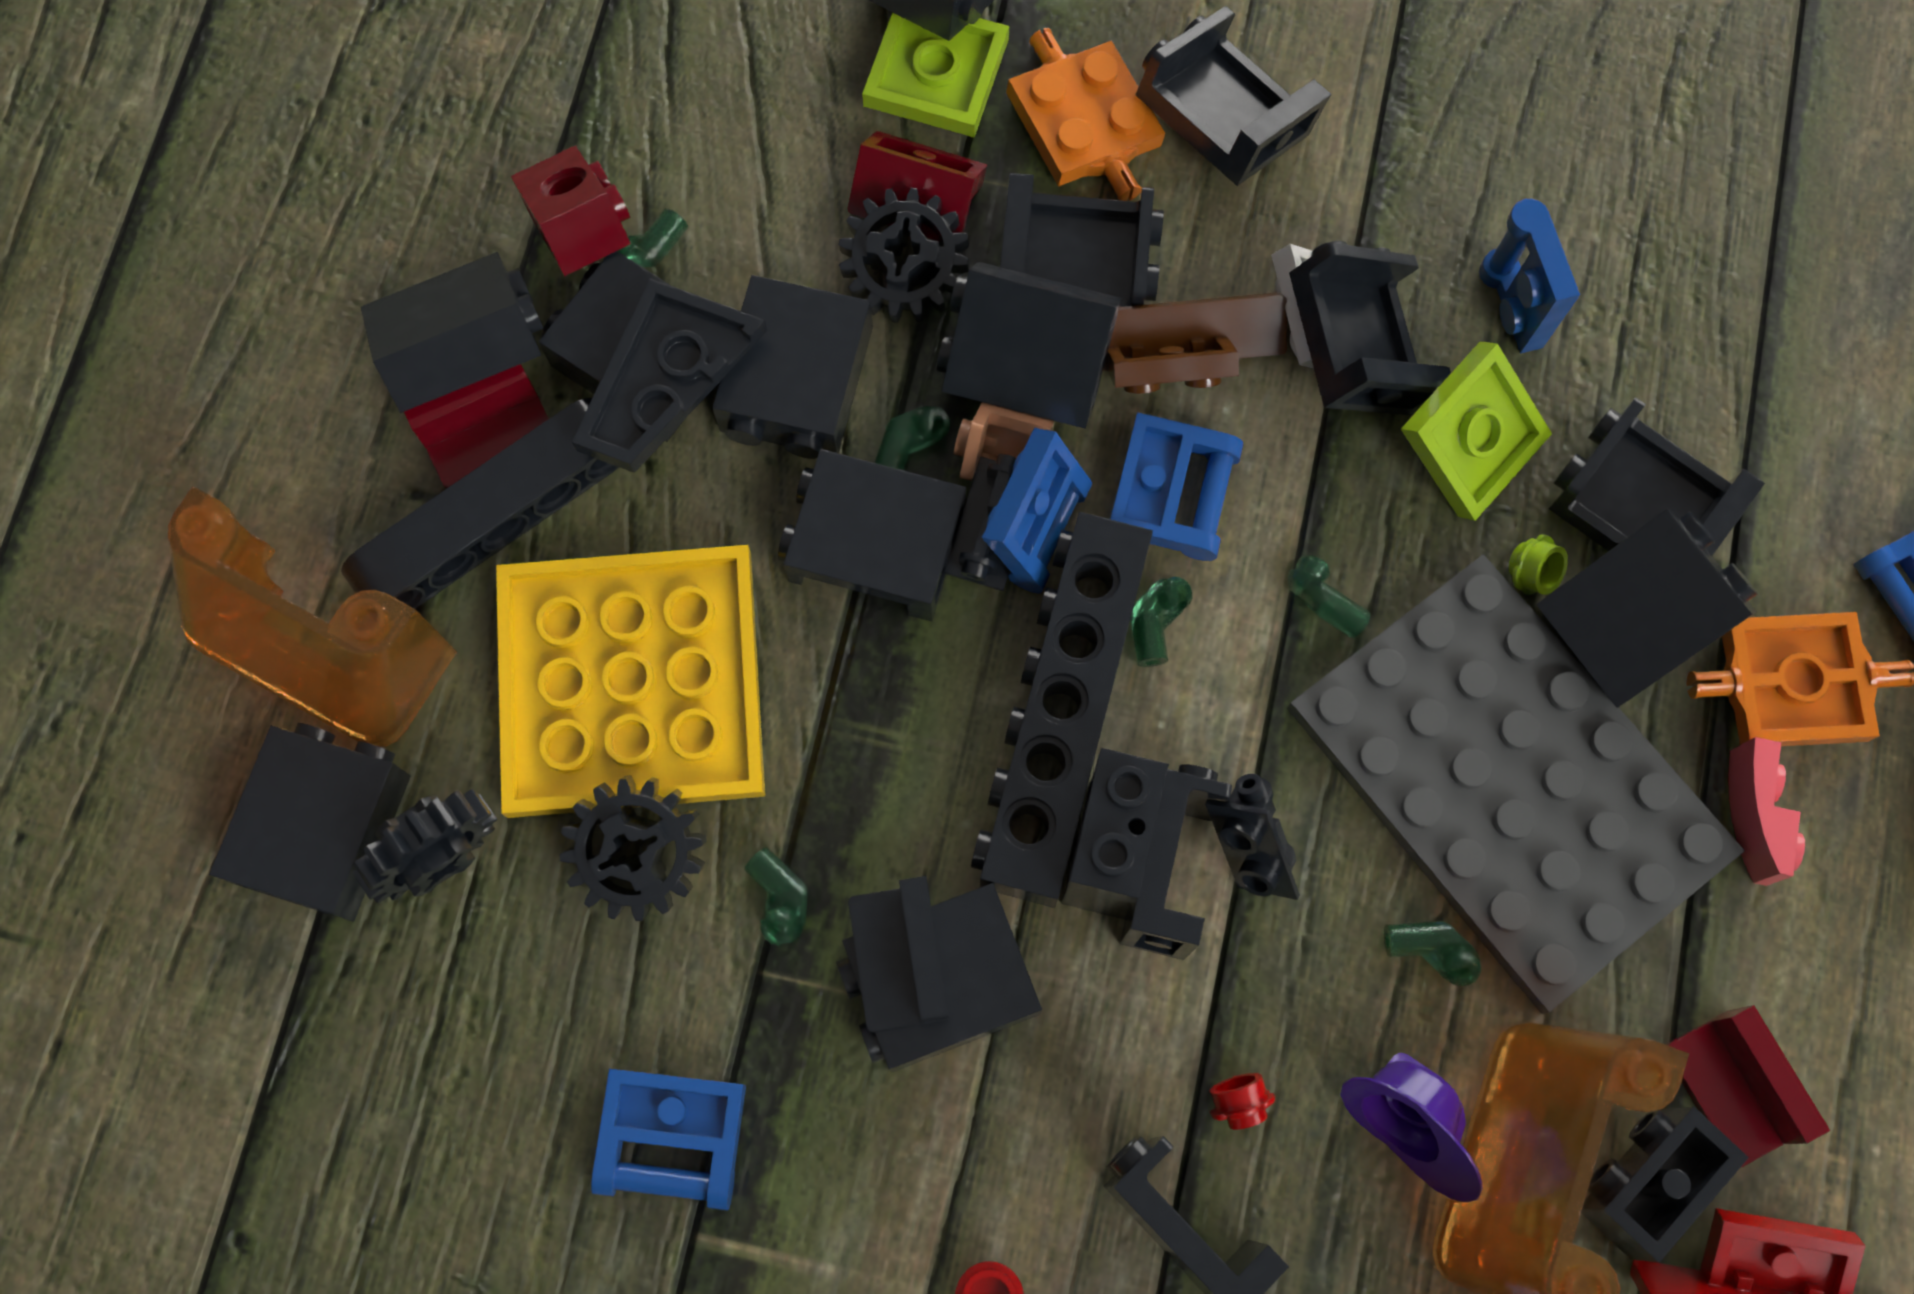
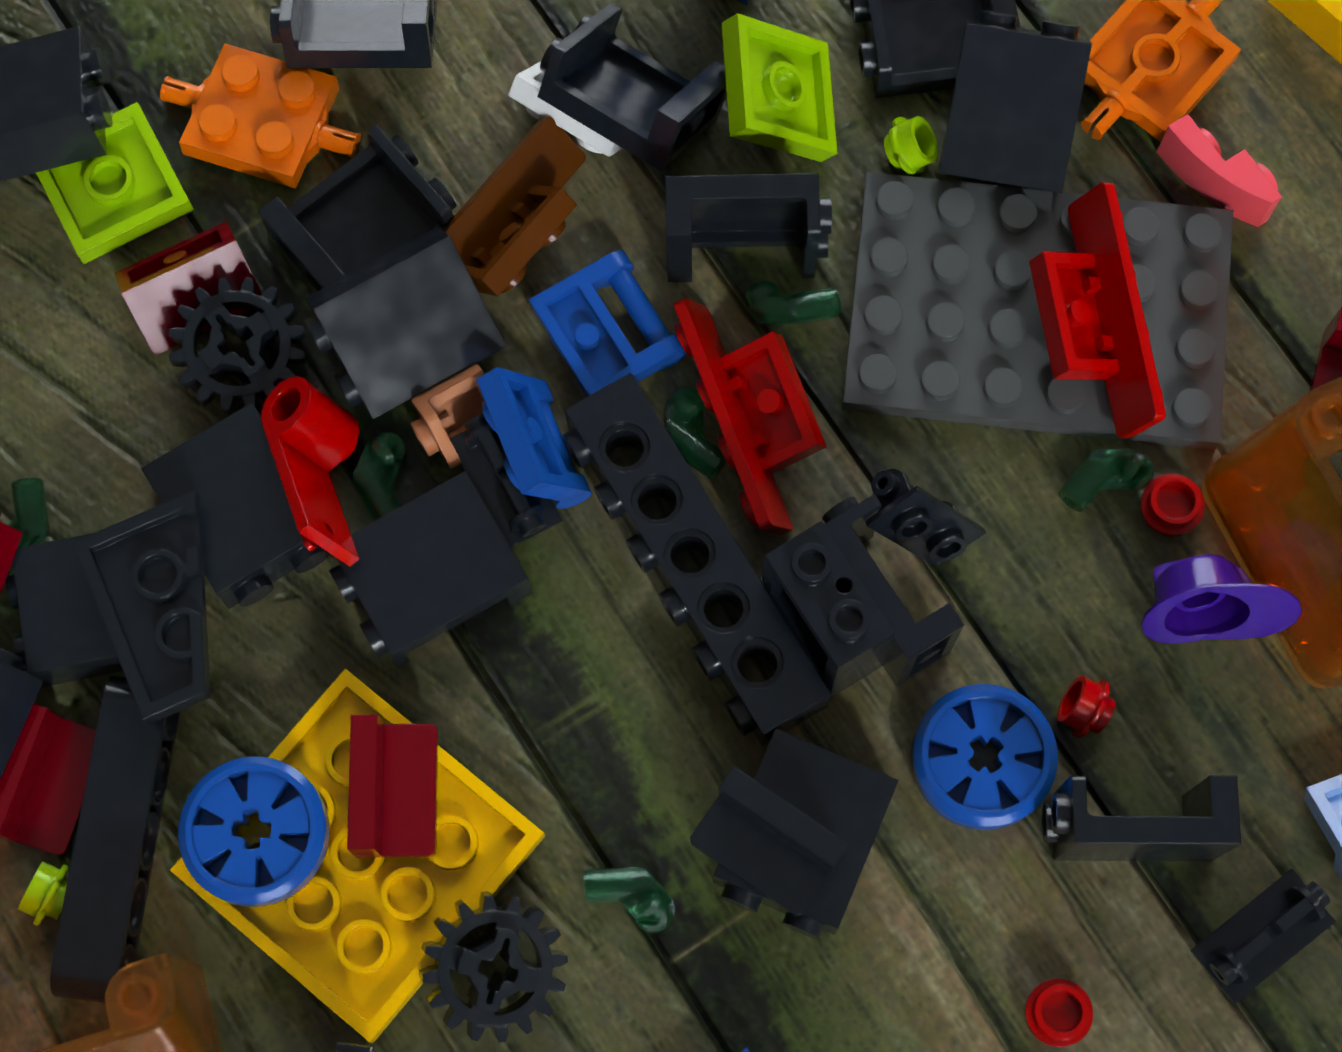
camera: 45 degrees left, 0 degrees up
(404, 498) = (45, 893): none -> lime plate
(568, 632) = (224, 861): none -> blue wheel
(689, 655) = (392, 789): none -> dark red panel
(879, 362) = (307, 440): none -> red door
(1154, 1092) = (1024, 760): none -> blue wheel
(1220, 646) = (758, 409): none -> red bracket
(1352, 493) = (745, 213): none -> black panel
(1463, 1021) = (1172, 505): none -> red plate
(1547, 820) = (1096, 313): none -> red bracket

